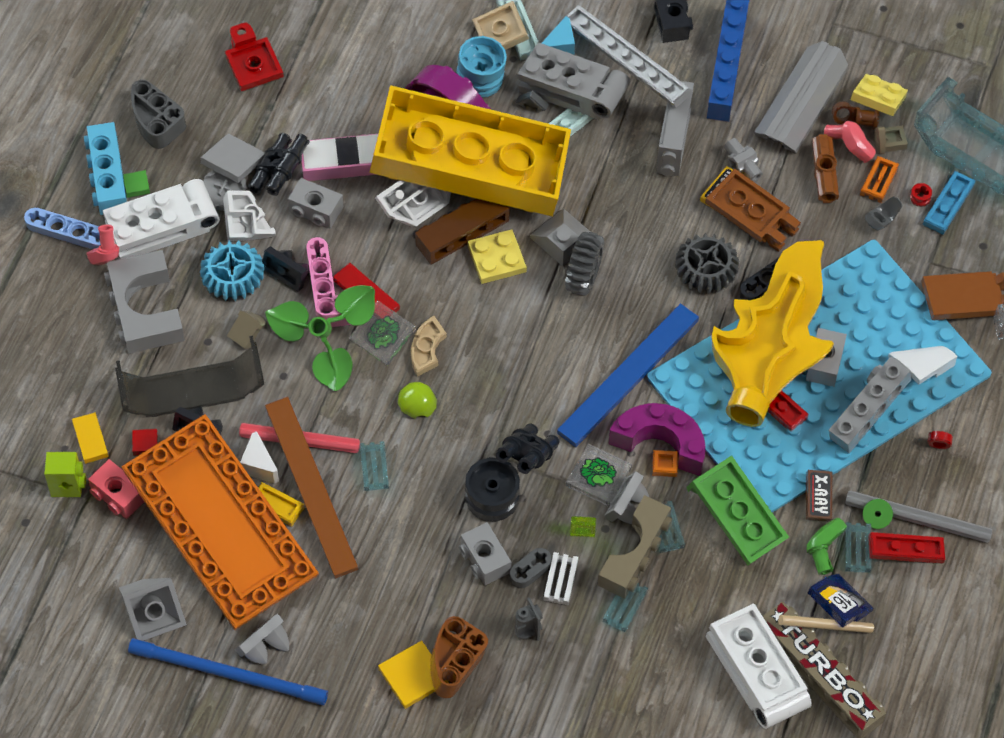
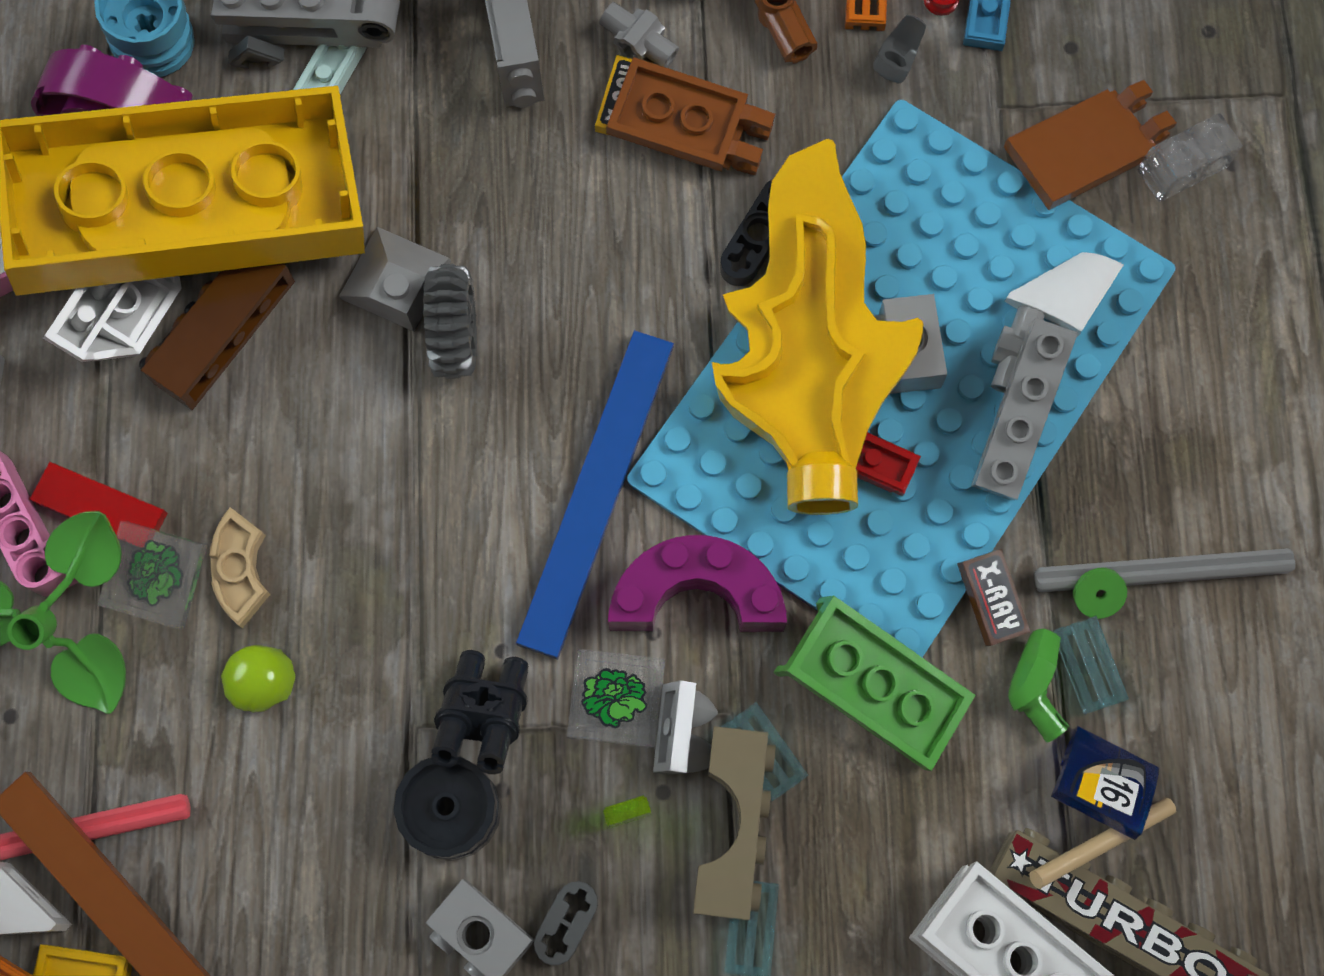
camera: 20 degrees left, 15 degrees up
(372, 448) = (211, 798): clear light blue tile -> none
(497, 256) = (297, 355): light yellow plate -> none
(564, 560) = (619, 882): white tile -> none
(665, 463) = (717, 633): orange tile -> none
(710, 270) = (621, 232): dark grey gear -> none
(906, 547) = (1169, 637): red tile -> none
(940, 440) = (1146, 420): red tile -> none

